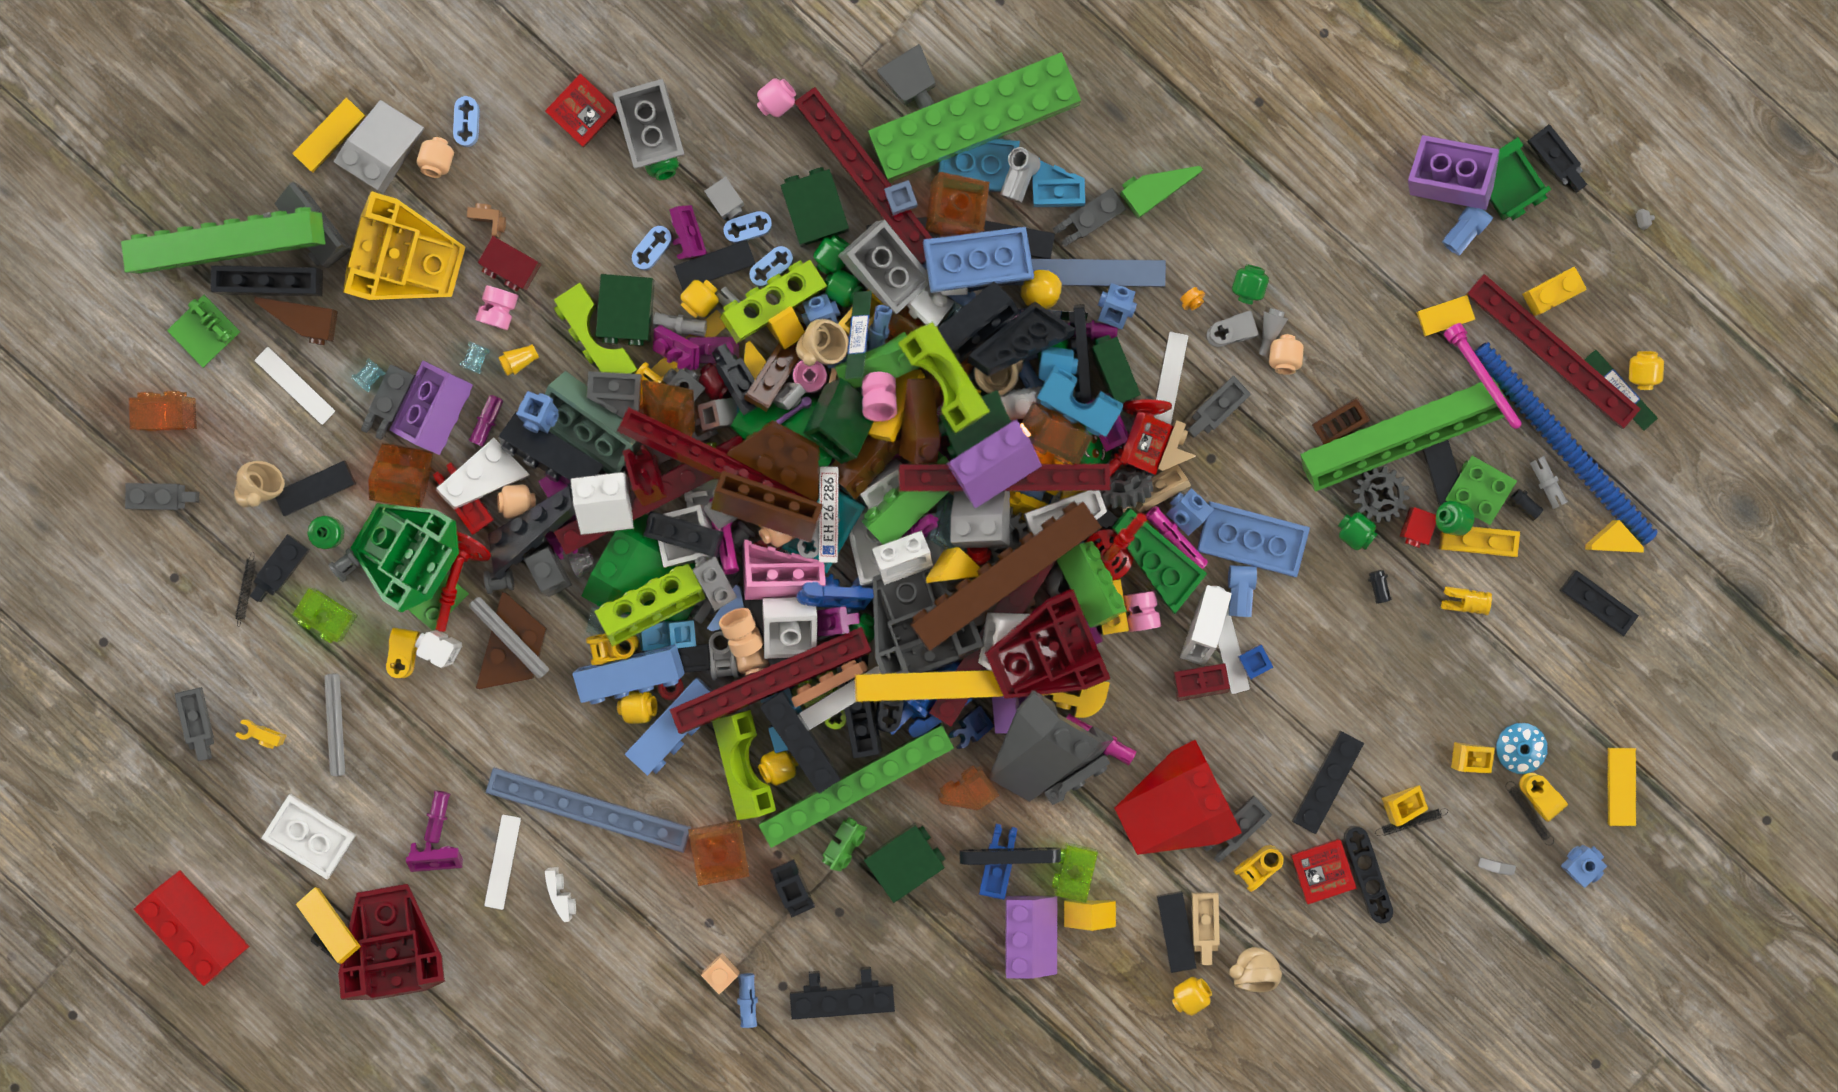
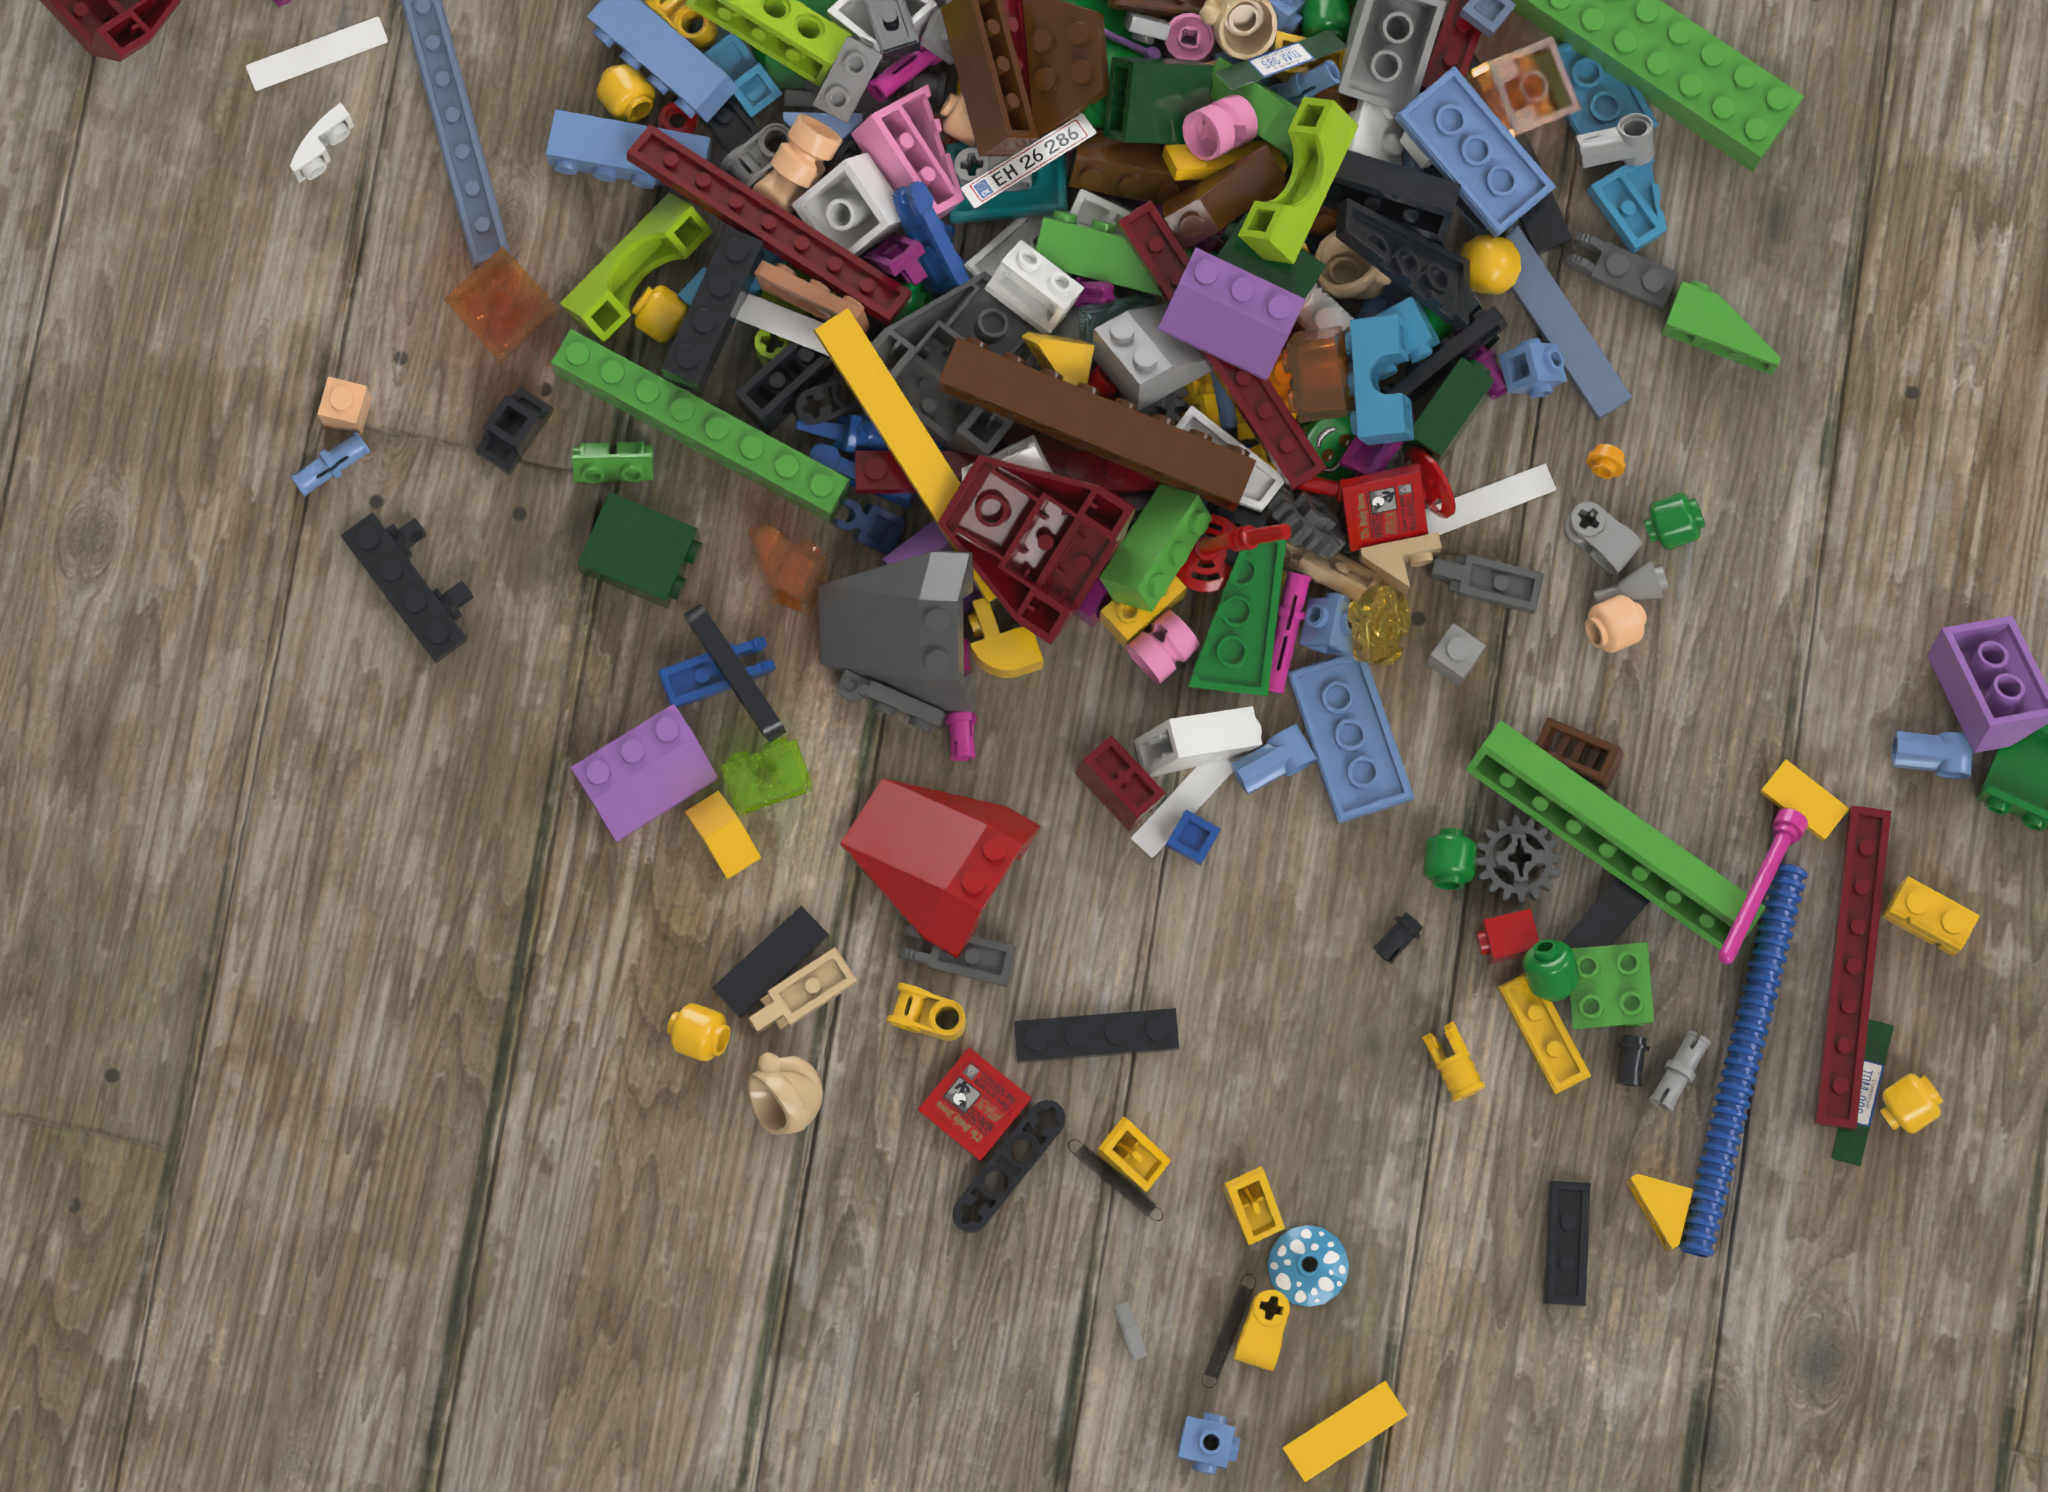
camera: 55 degrees right, 10 degrees down
(1206, 486) = (1378, 625): none -> clear yellow plate
(1248, 454) = (1455, 654): none -> light grey brick

